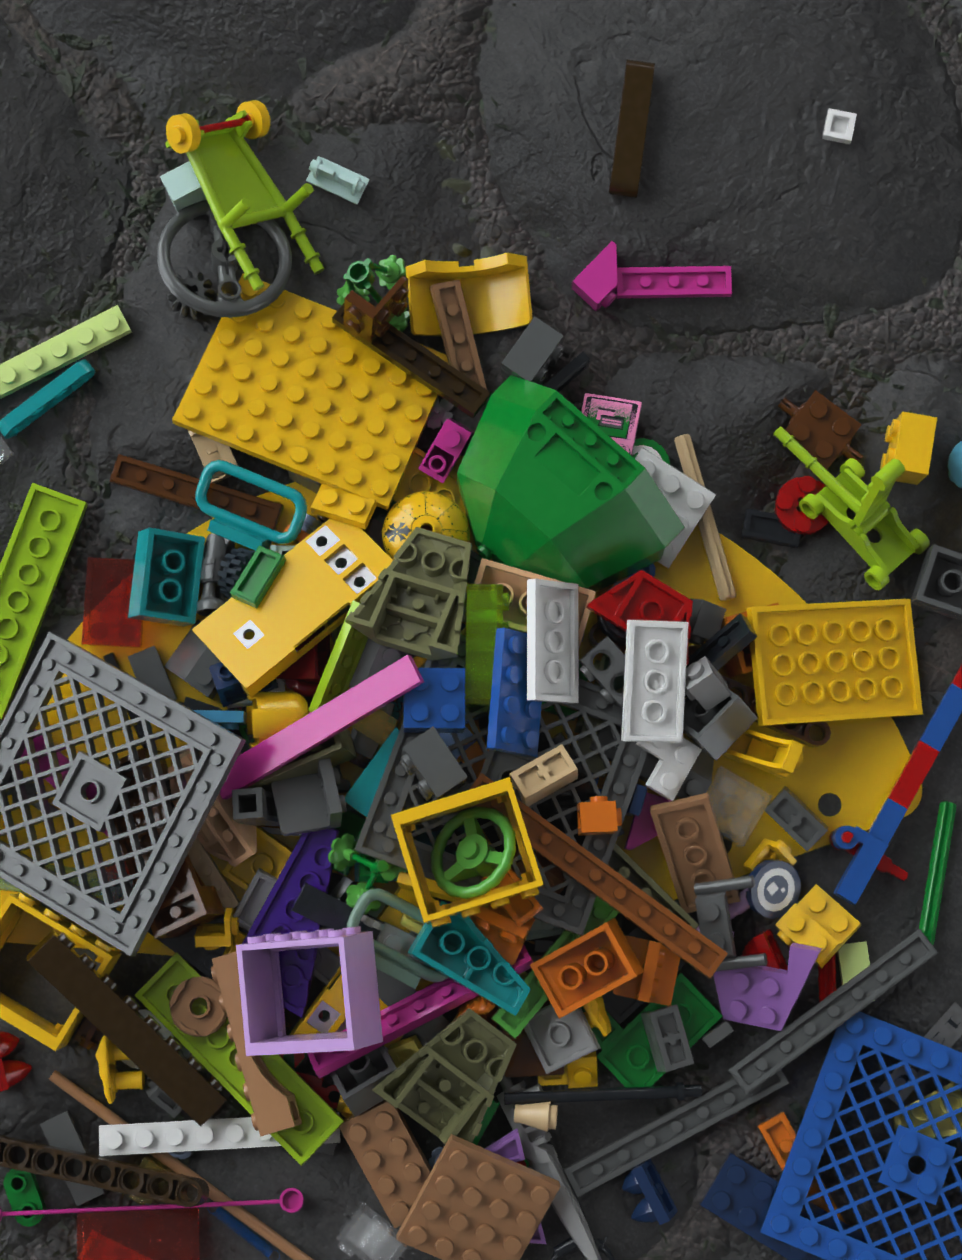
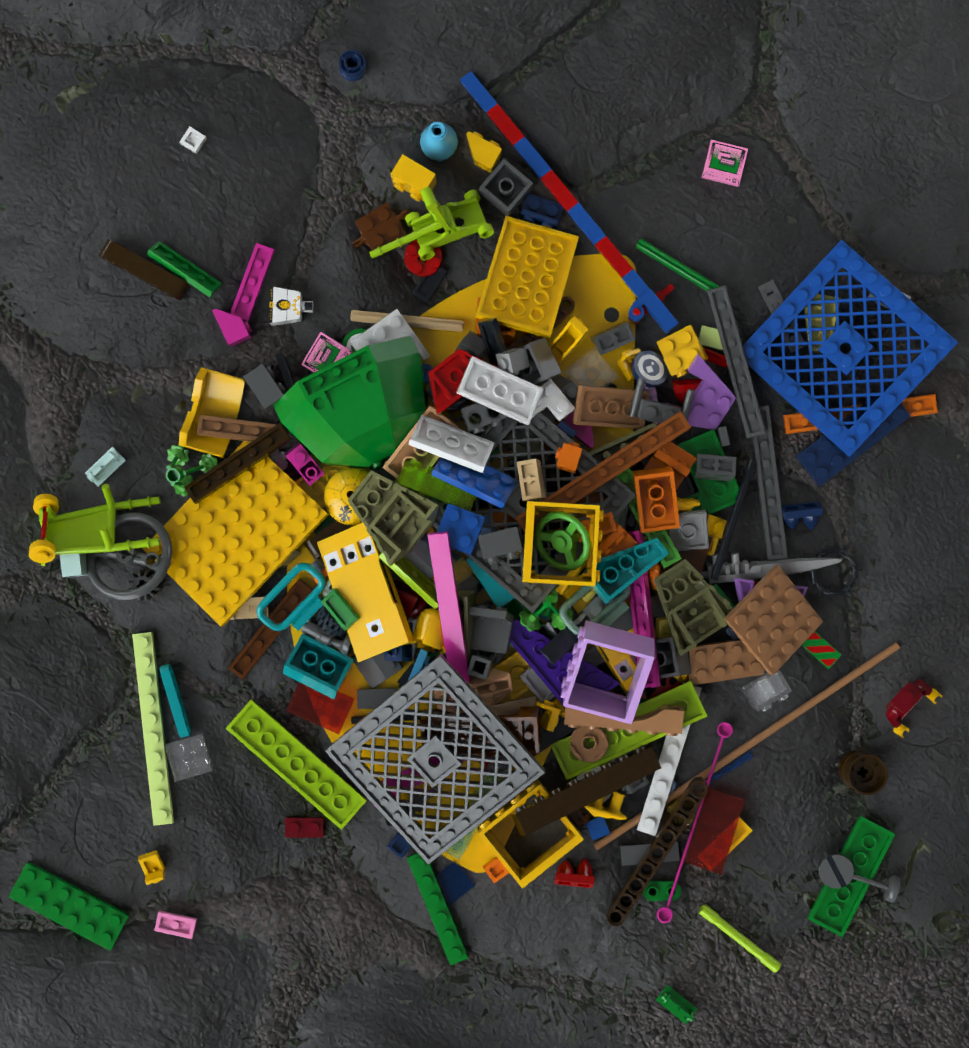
camera: 65 degrees left, 5 degrees up
(82, 1067) = (597, 827): none -> blue tile
(343, 506) = (316, 540): yellow plate -> none
(370, 321) = (207, 479): reddish brown bracket -> none
(537, 1115) = (731, 563): tan cone -> none
(654, 182) = (184, 269): none -> green plate
(658, 342) = (287, 306): none -> torso
(937, 648) = (541, 211): none -> dark blue bracket

